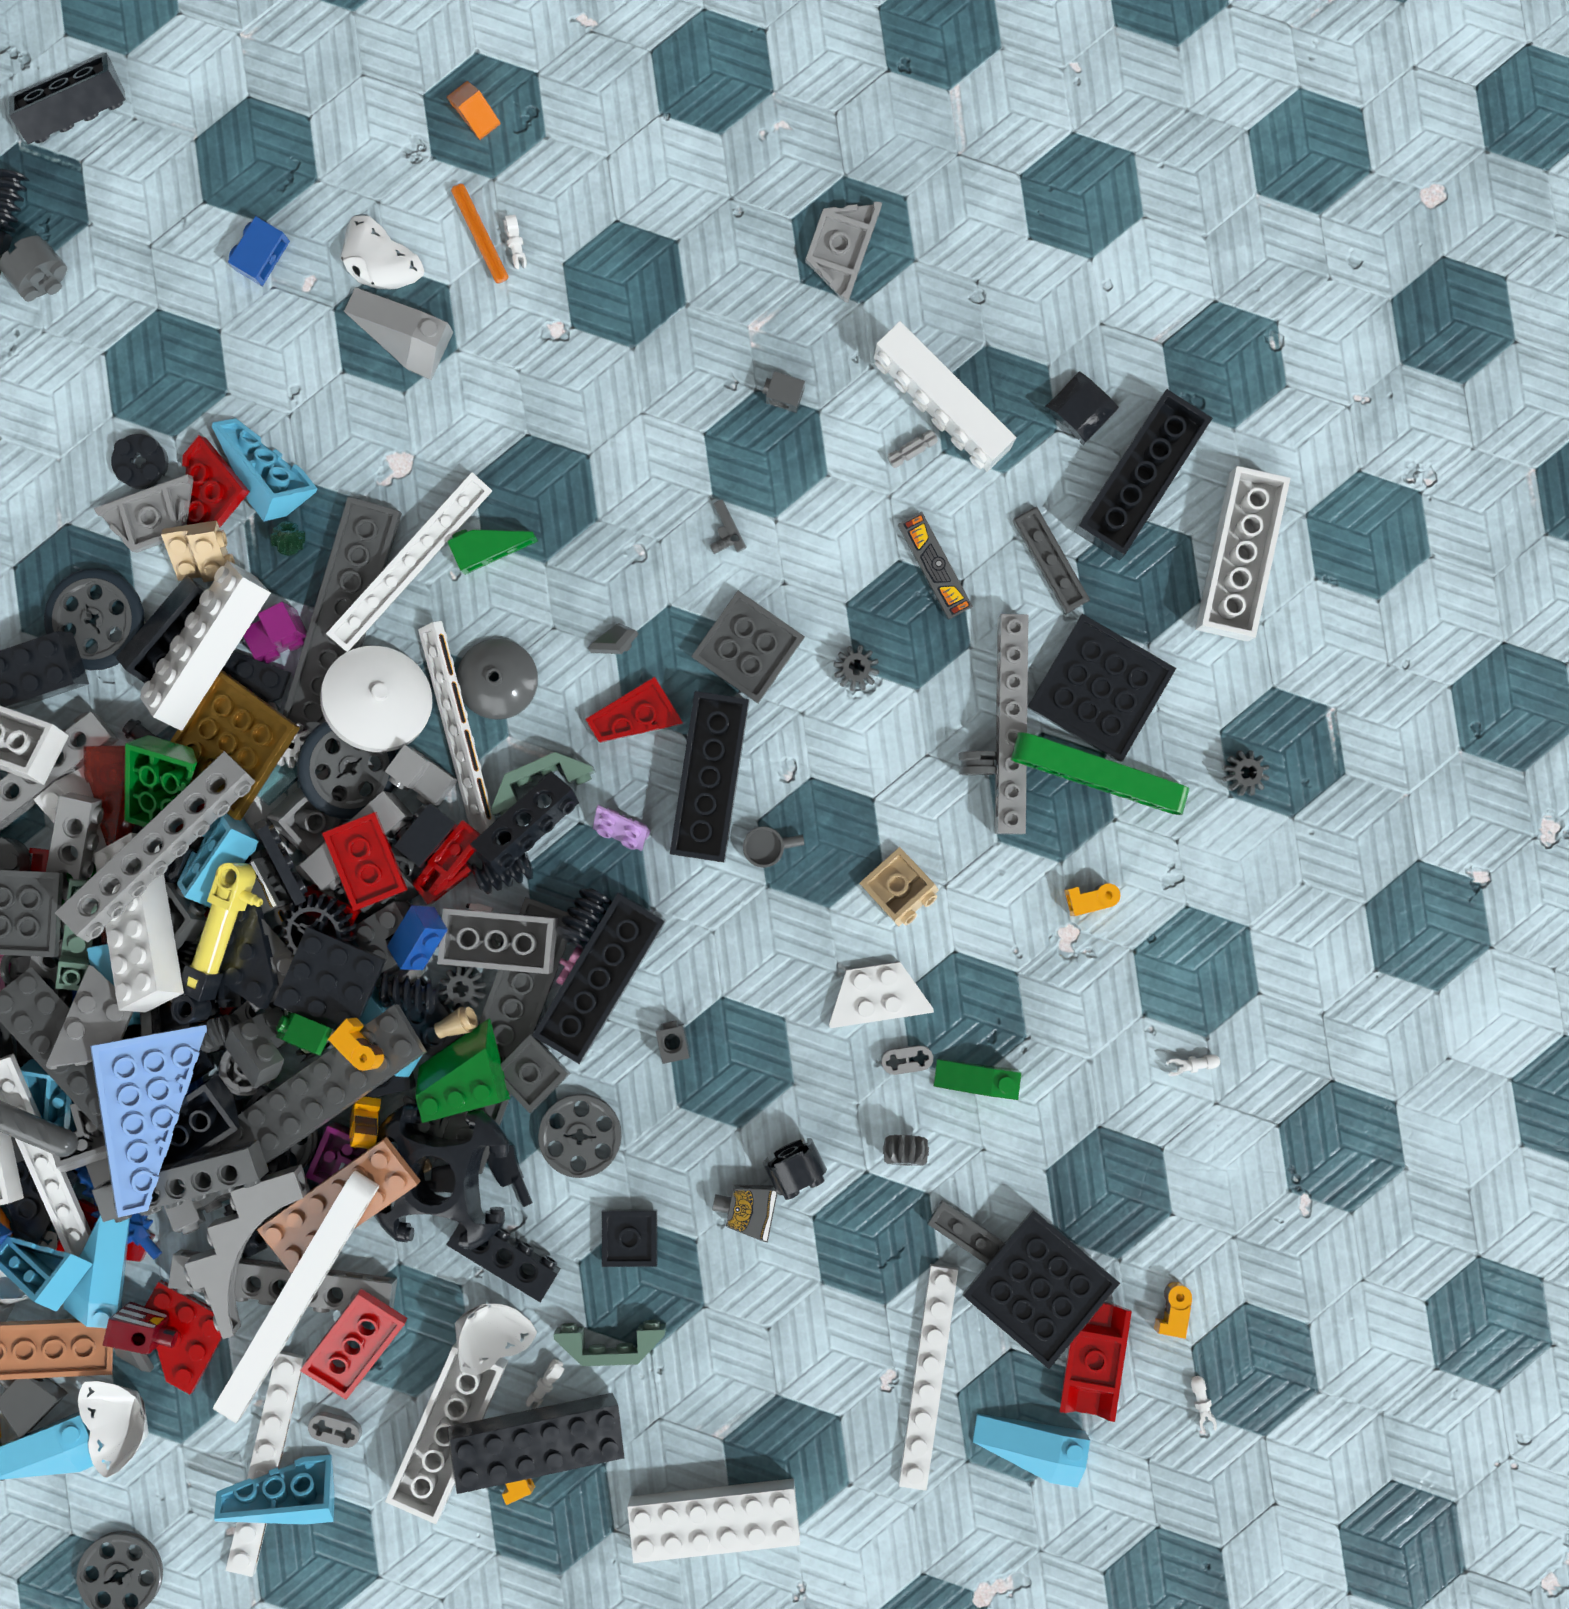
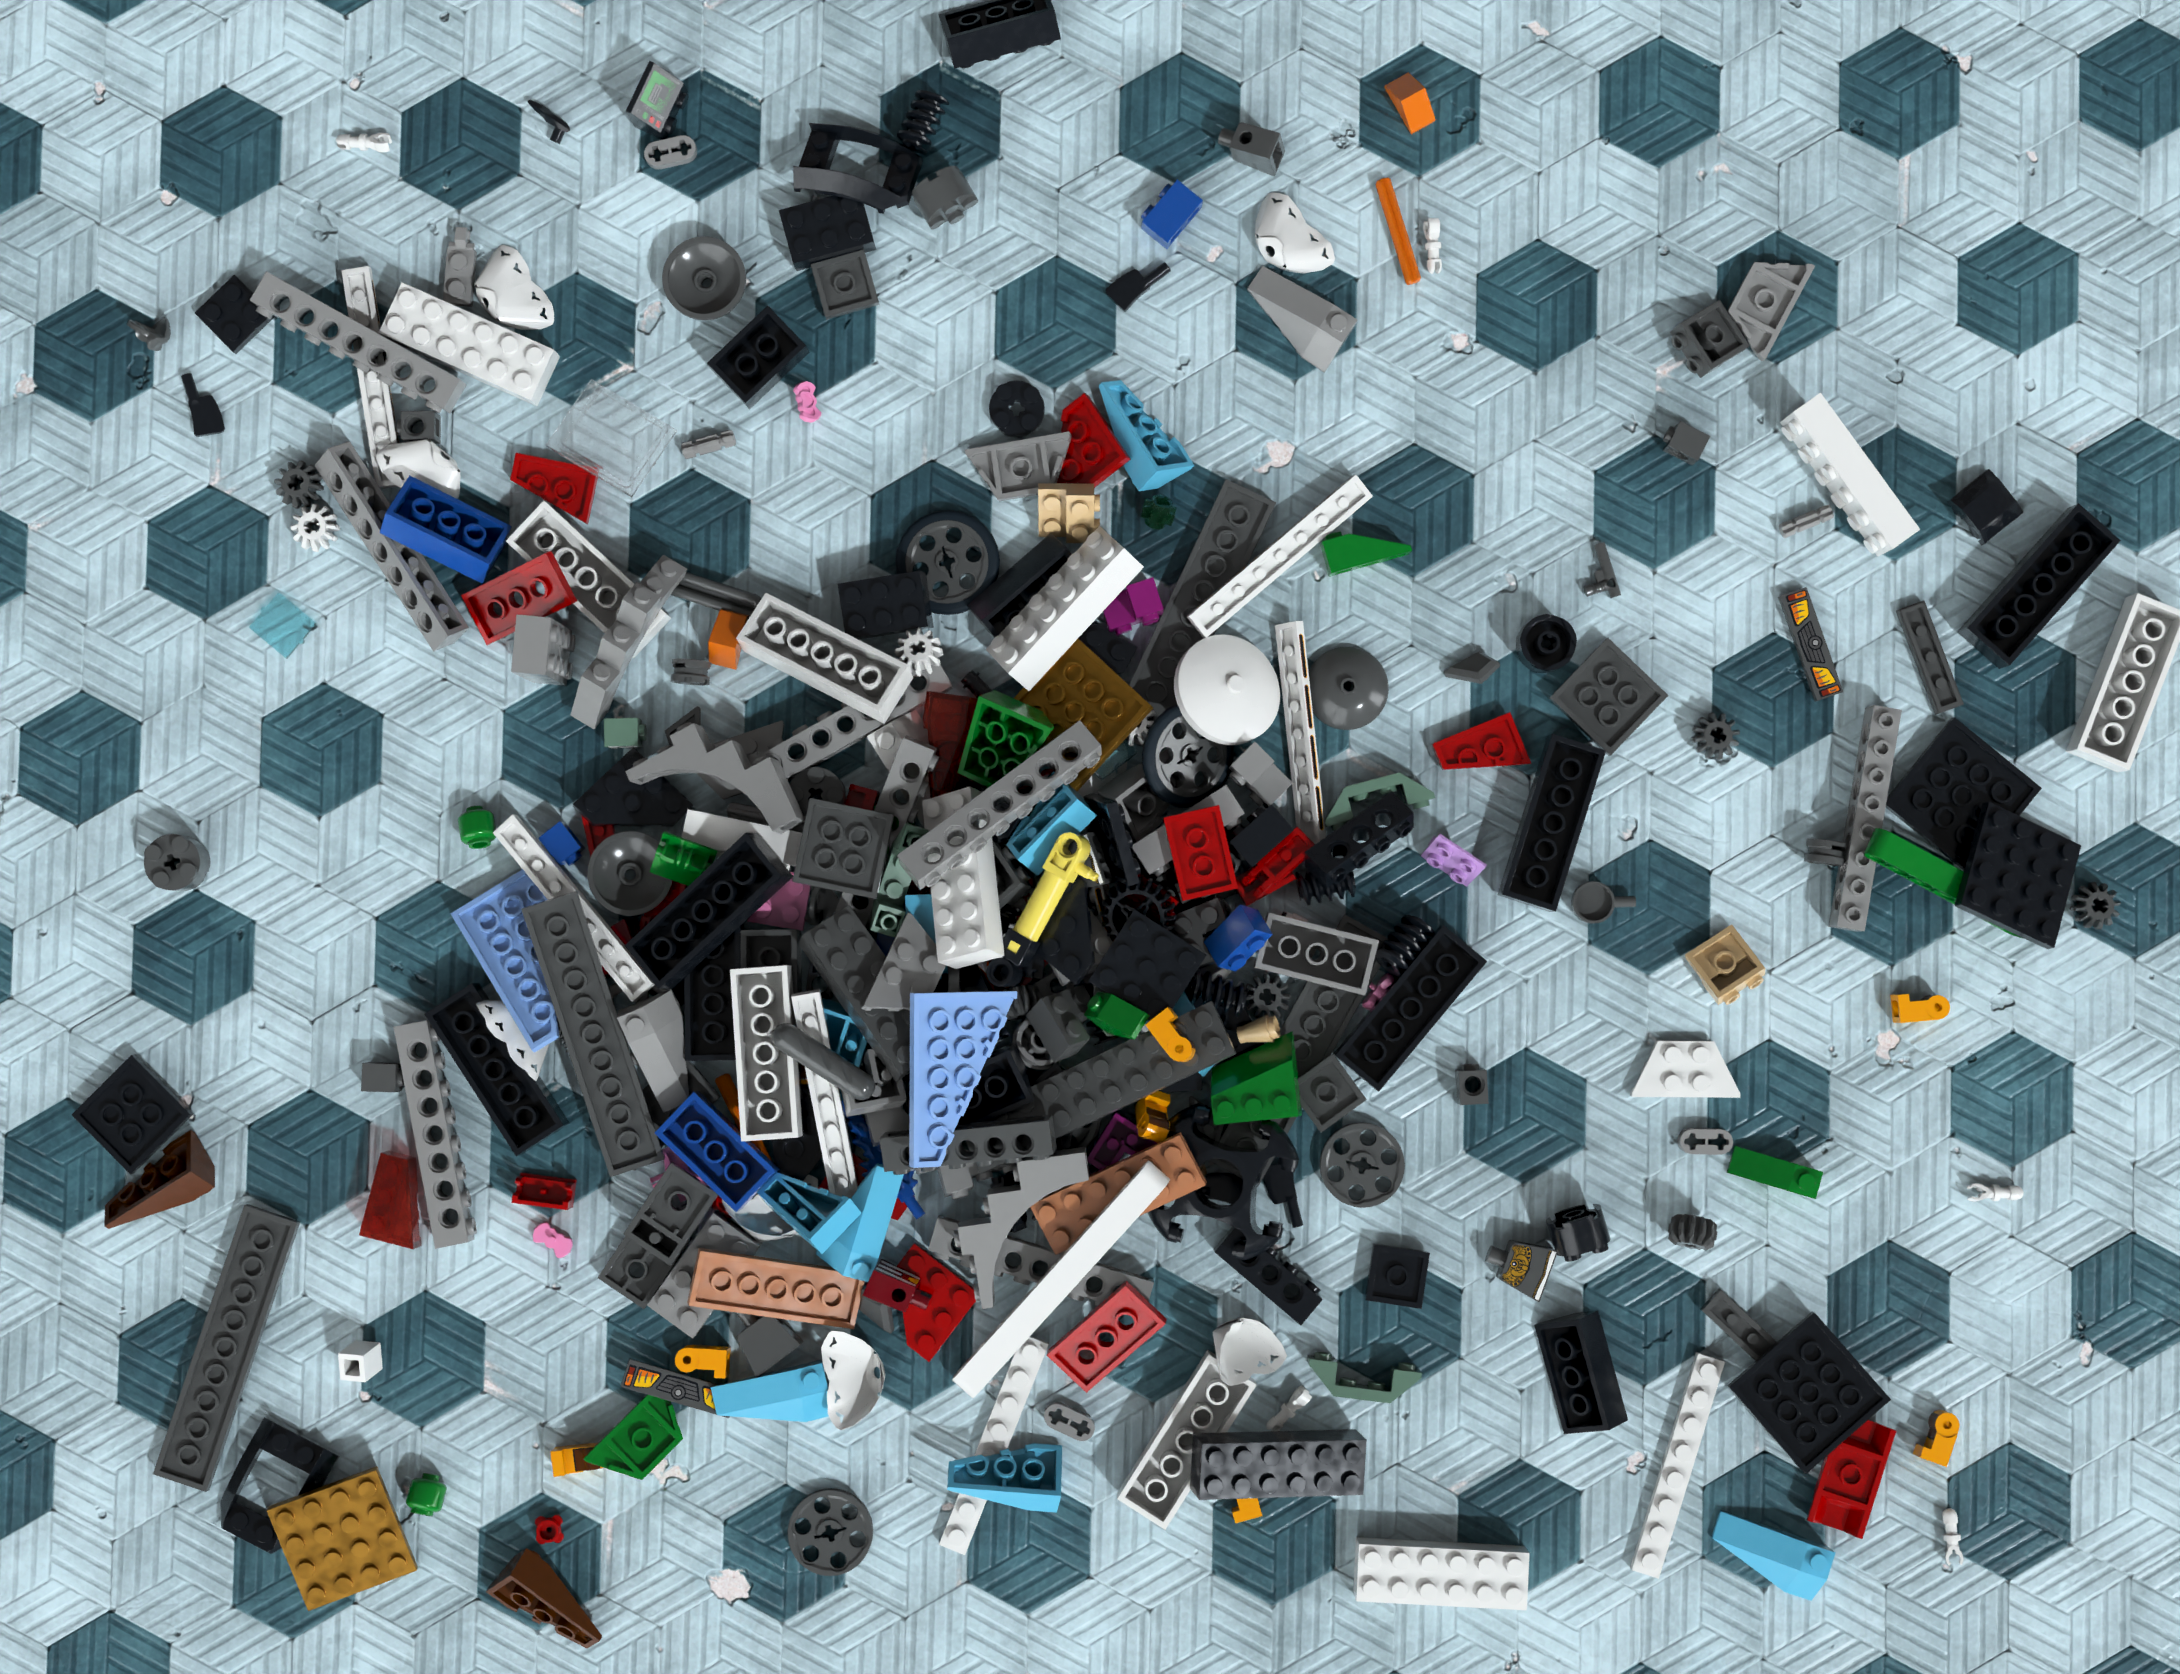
camera: 10 degrees right, 0 degrees up
(70, 709) = (916, 643): none -> white gear
(233, 326) = (1132, 285): none -> black piece
(327, 174) = (1254, 147): none -> dark grey torso
(663, 601) = (1548, 628): none -> black brick
(791, 289) = (1708, 339): none -> dark grey plate
(821, 1303) = (1581, 1373): none -> black slope
(1165, 756) = (2018, 875): none -> black plate

